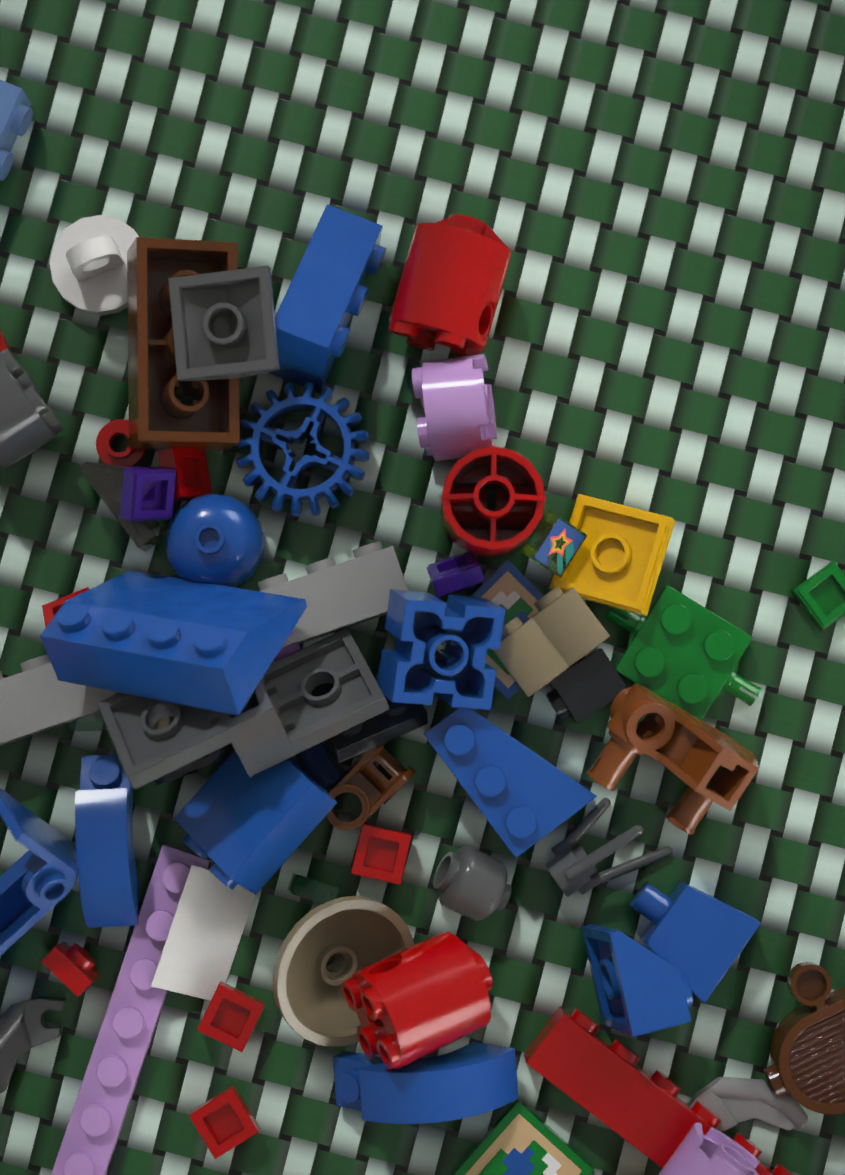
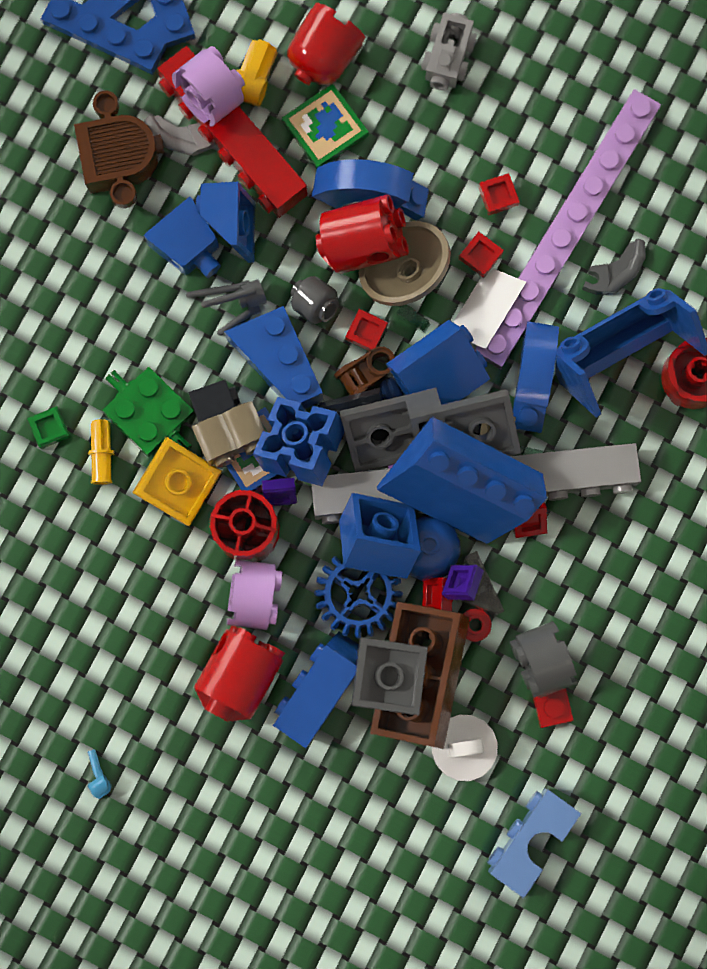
camera: 165 degrees left, 5 degrees down
(72, 966) = (572, 305): red plate -> none
(286, 531) = (379, 536): none -> blue brick
(554, 543) = (210, 493): tile -> none
(611, 94) = (101, 785): none -> dark azure hand
(694, 751) = (155, 344): dark orange piece -> none
(738, 575) = (101, 452): none -> yellow axle

